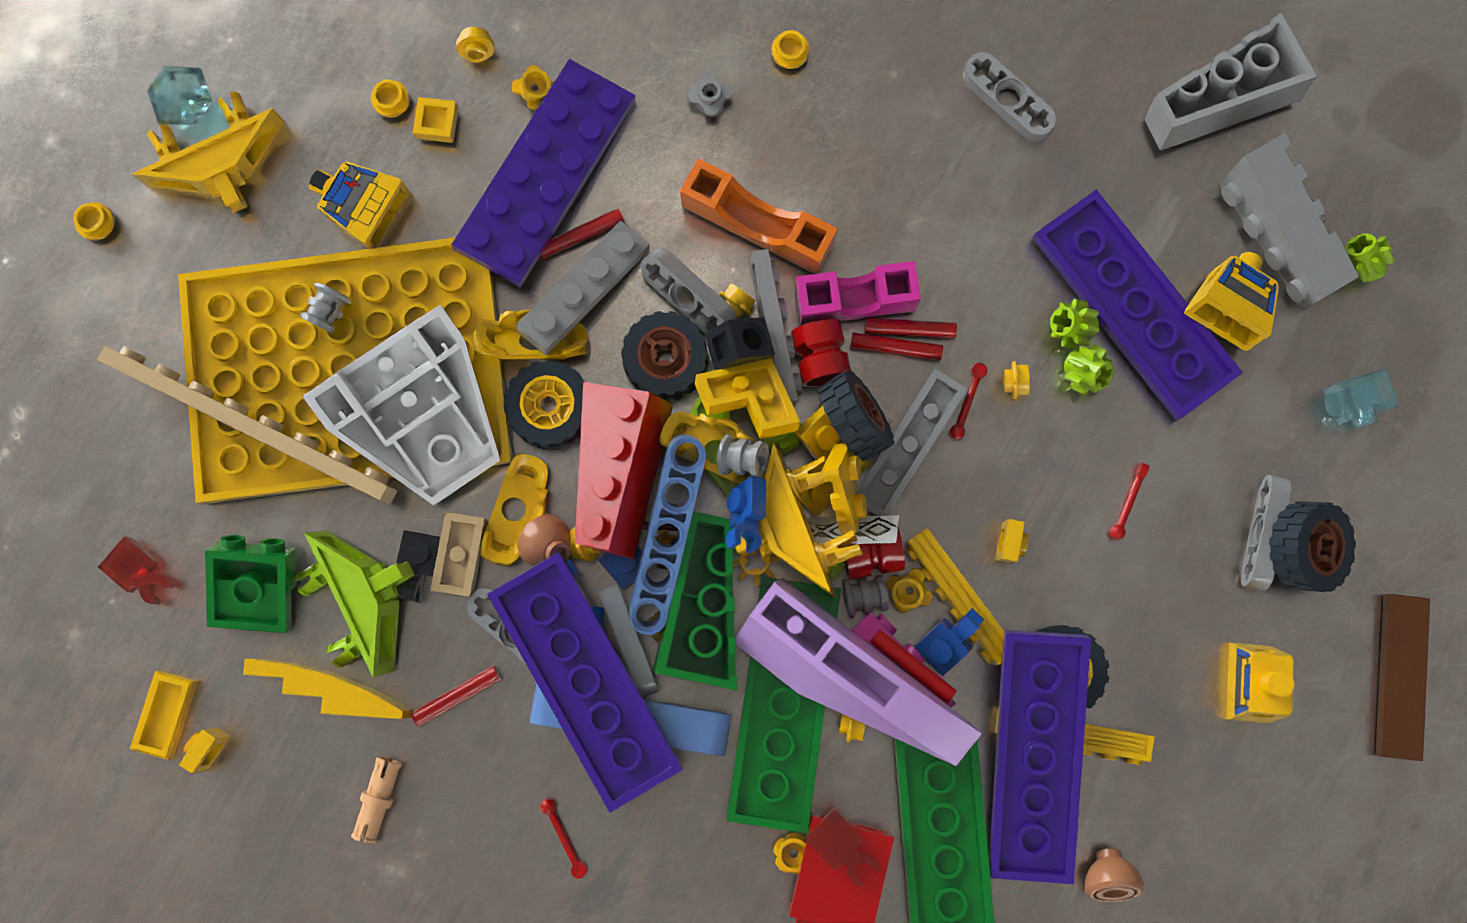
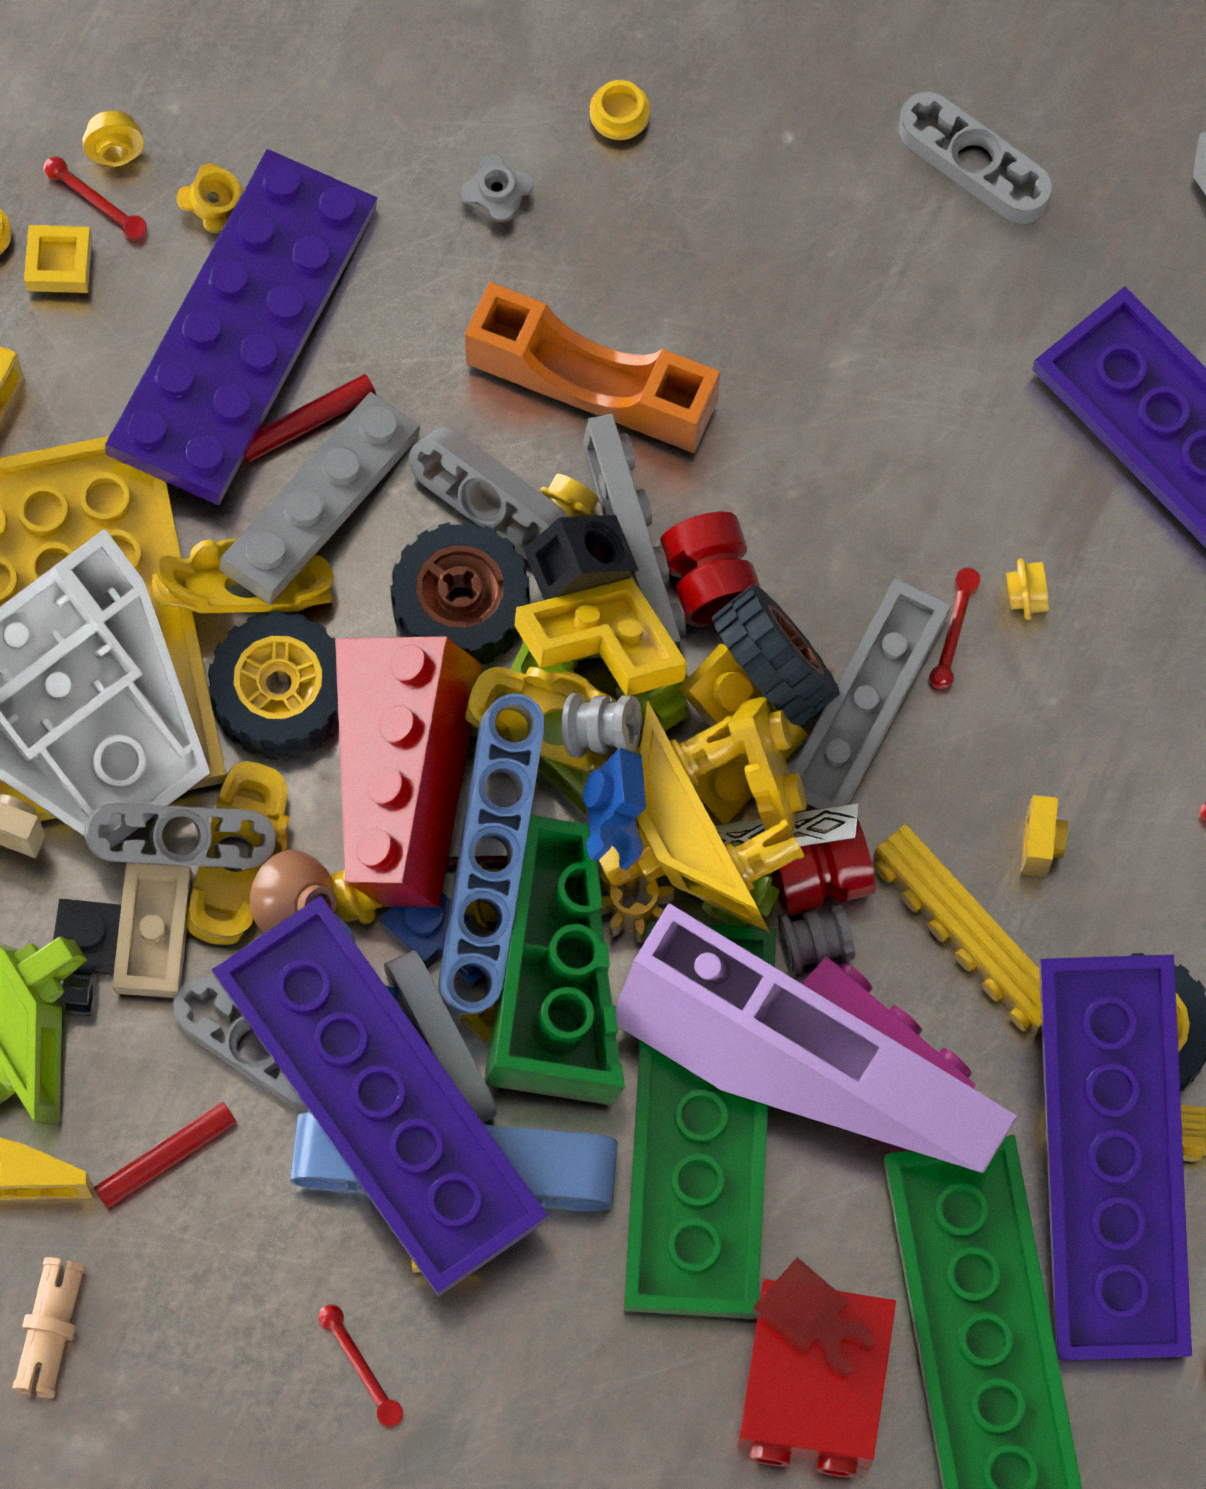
camera: 10 degrees left, 10 degrees down
(448, 487) = (227, 855): none -> light grey beam
(484, 101) = (133, 226): none -> red hinge
(782, 848) = (719, 1348): yellow plate -> none
(853, 728) = (815, 1143): yellow plate -> none
(879, 293) = (802, 468): dark pink arch -> none
(896, 346) = (831, 552): red piece -> none
(904, 600) = (869, 922): yellow plate -> none
(910, 327) = (850, 522): red piece -> none
(913, 666) = (900, 1028): red piece -> none
(947, 643) = (953, 1000): blue plate -> none
(1074, 324) = (1110, 493): lime gear -> none
(1089, 369) = (1139, 561): lime gear -> none

